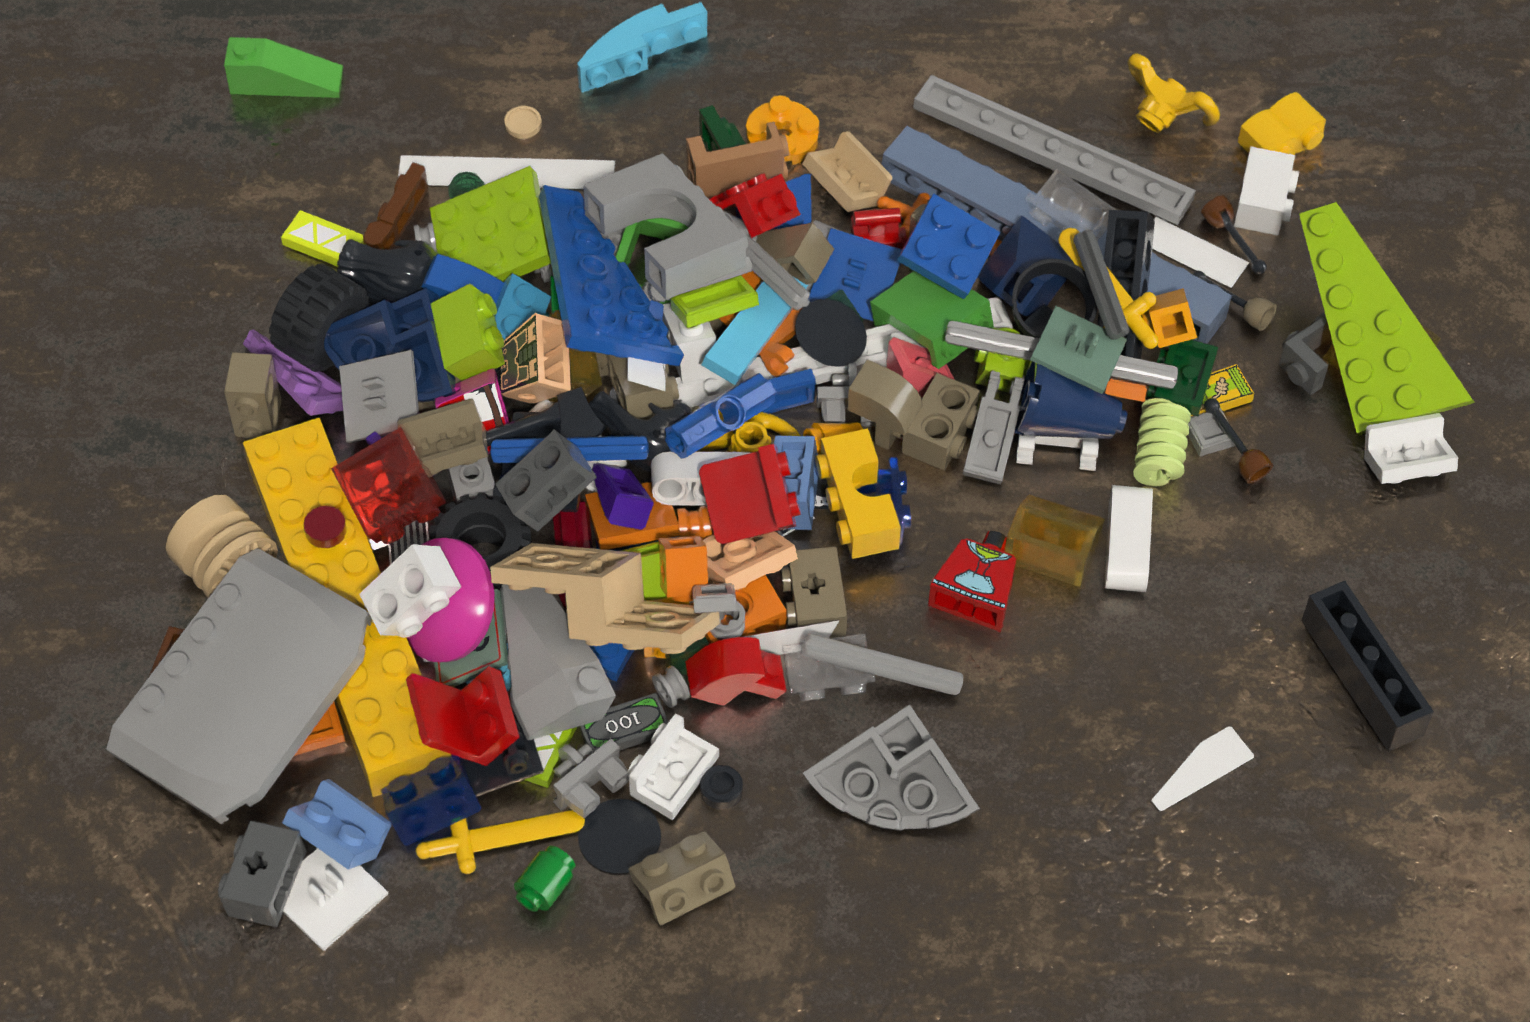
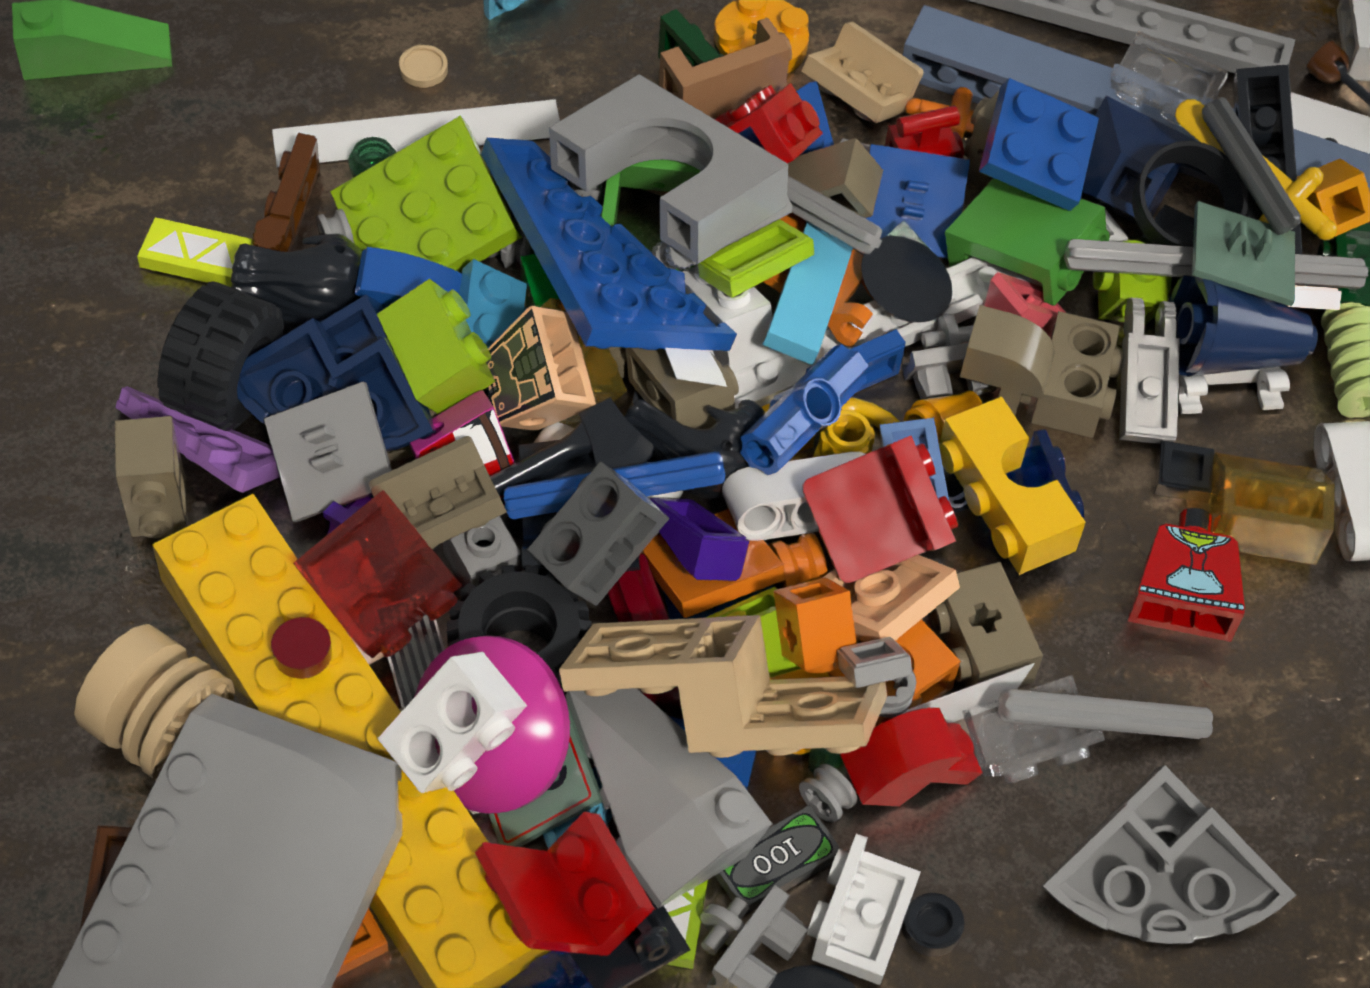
camera: 15 degrees left, 0 degrees up
(1001, 503) = (1184, 471): none -> black tile

